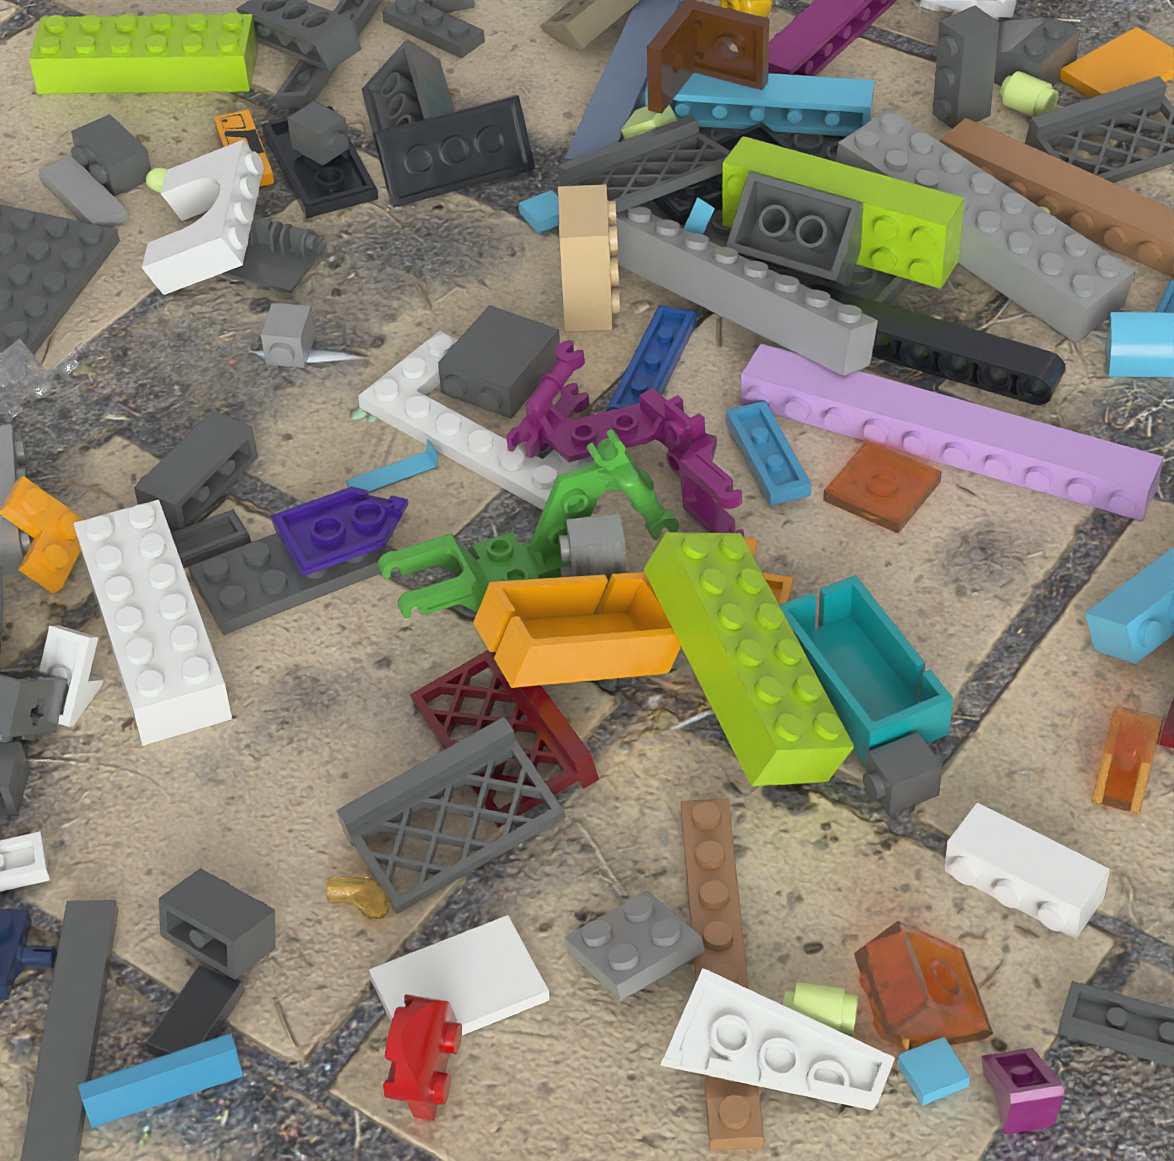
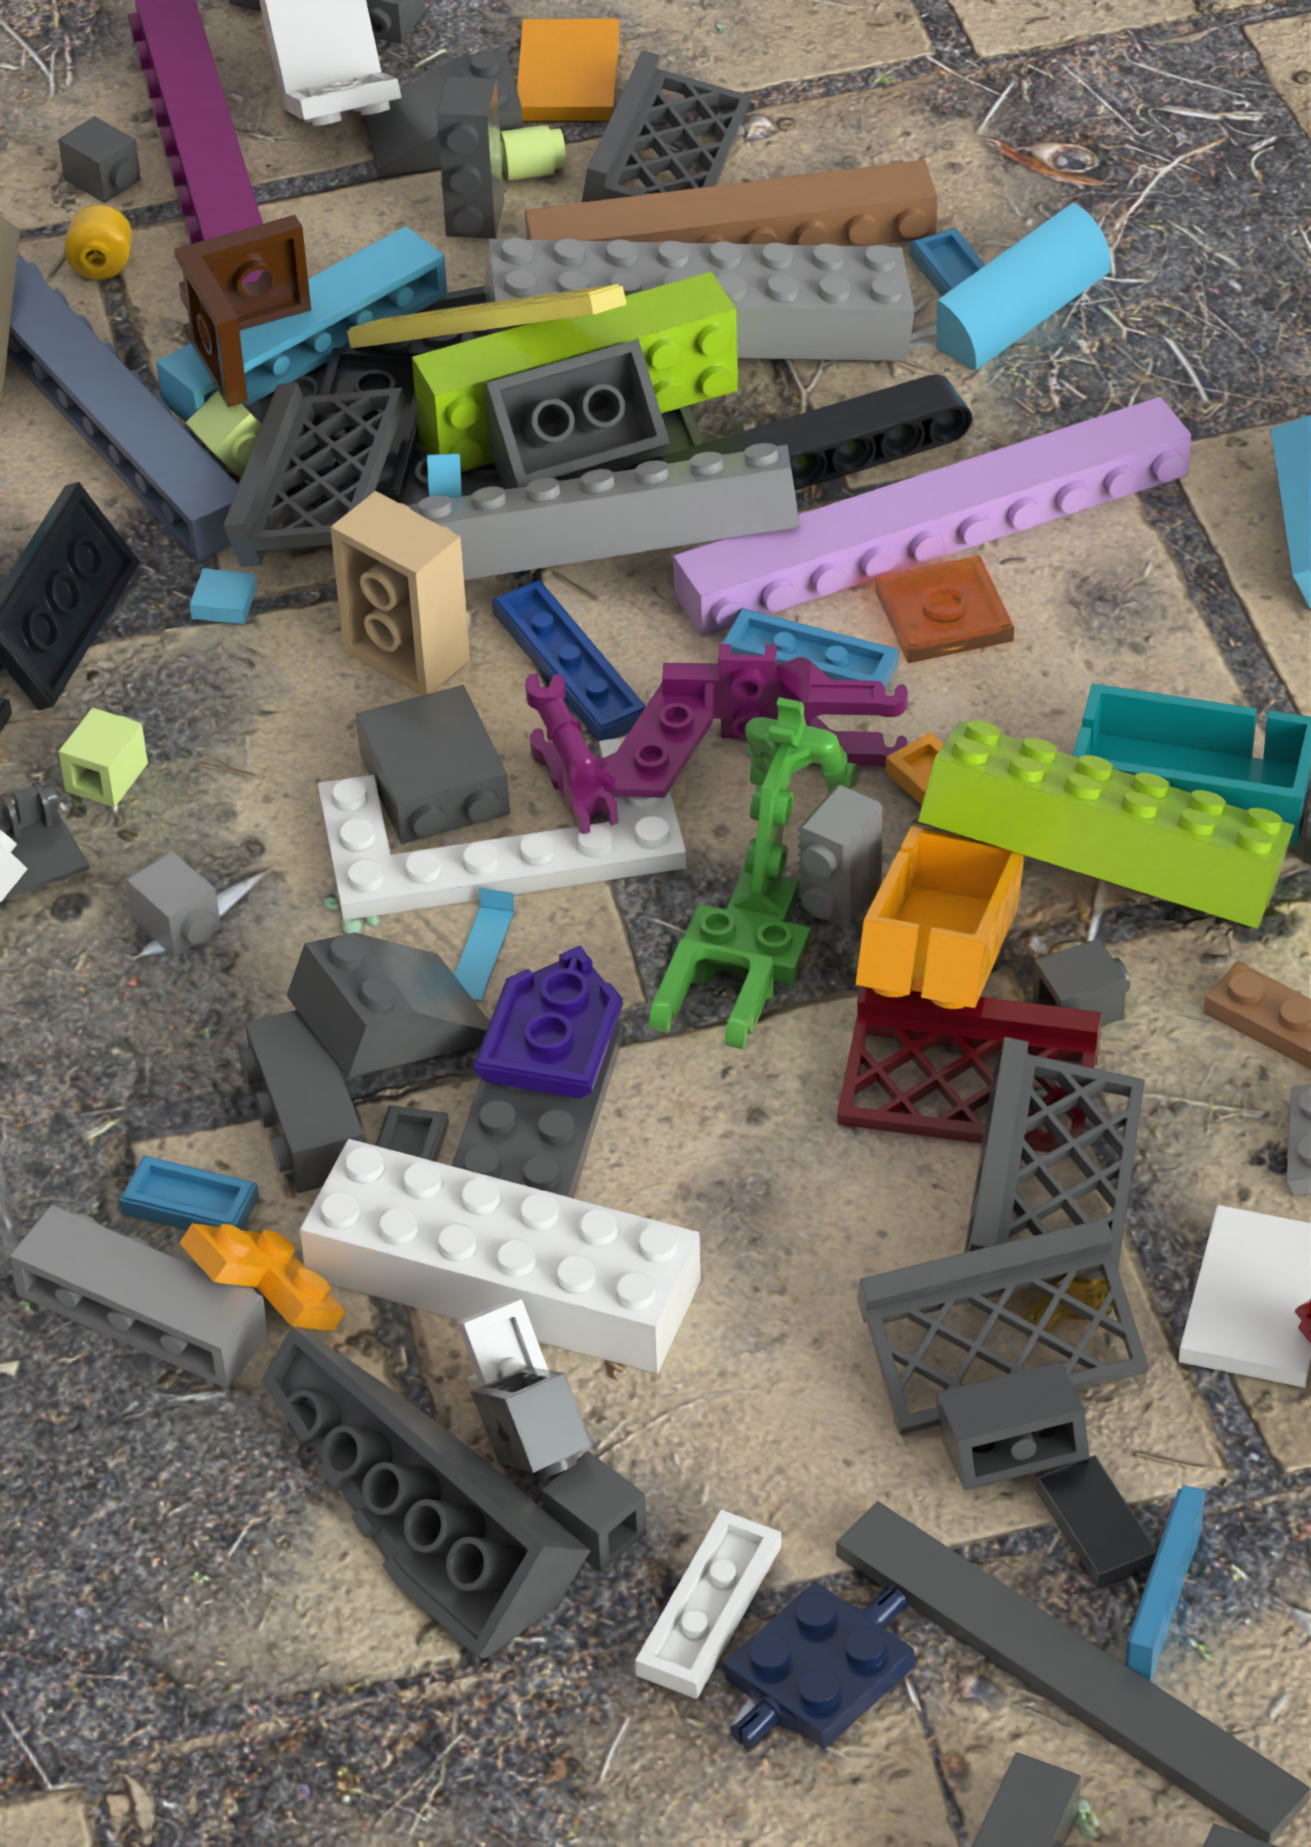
camera: 50 degrees left, 0 degrees up
(91, 478) = (187, 1195): none -> dark azure tile
(282, 450) = (382, 1003): none -> dark grey slope
(328, 841) = (991, 1273): none -> dark grey fence
(369, 243) = (103, 757): none -> yellowish green brick
(621, 737) = (1084, 980): none -> dark grey brick
(821, 145) = (487, 316): none -> light yellow tile

